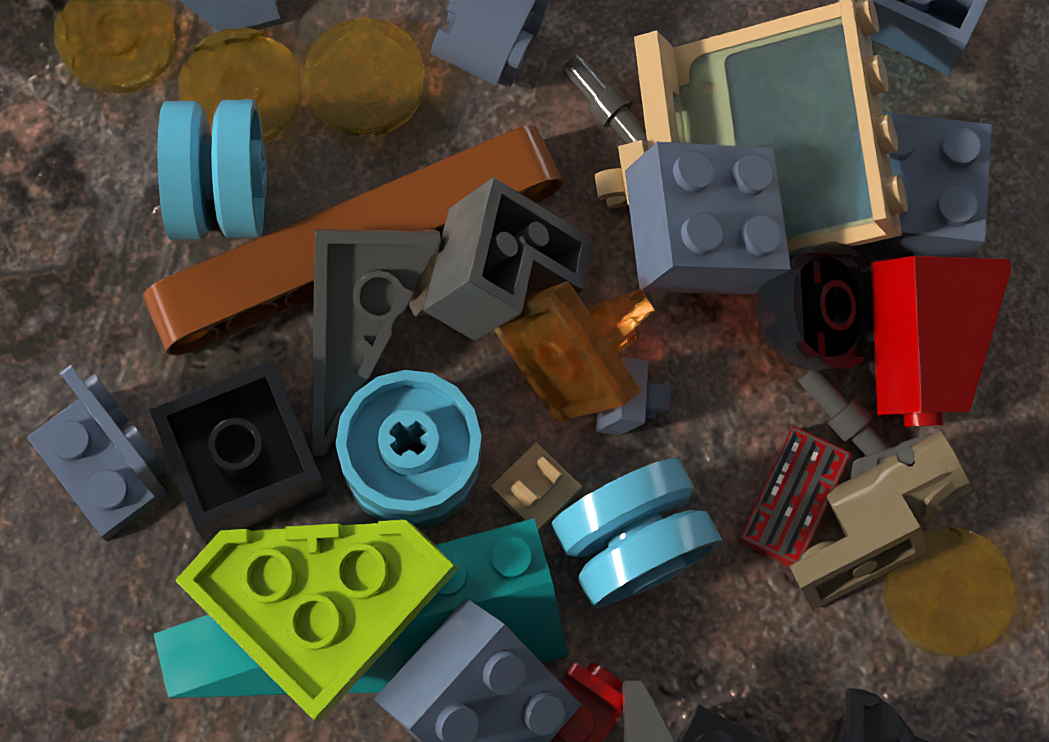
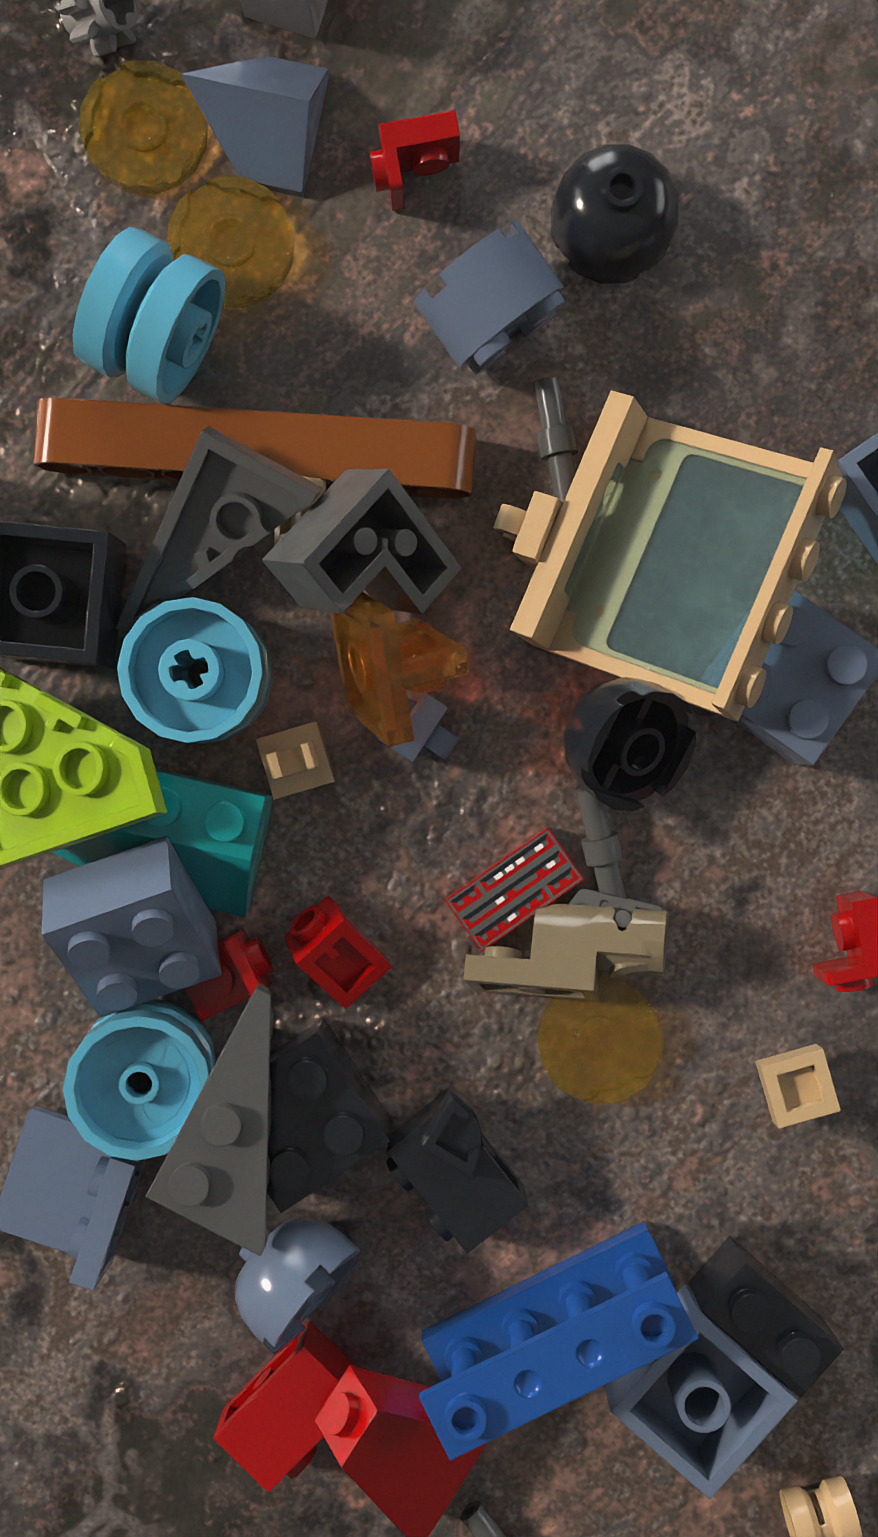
camera: 30 degrees right, 15 degrees up
(364, 76) = (349, 292): clear yellow tile -> none
(636, 532) = (347, 862): medium azure wheel -> none
(669, 636) = (335, 952): none -> red bracket
(706, 218) = (568, 609): sand blue brick -> none
(933, 332) = (719, 817): red slope -> none

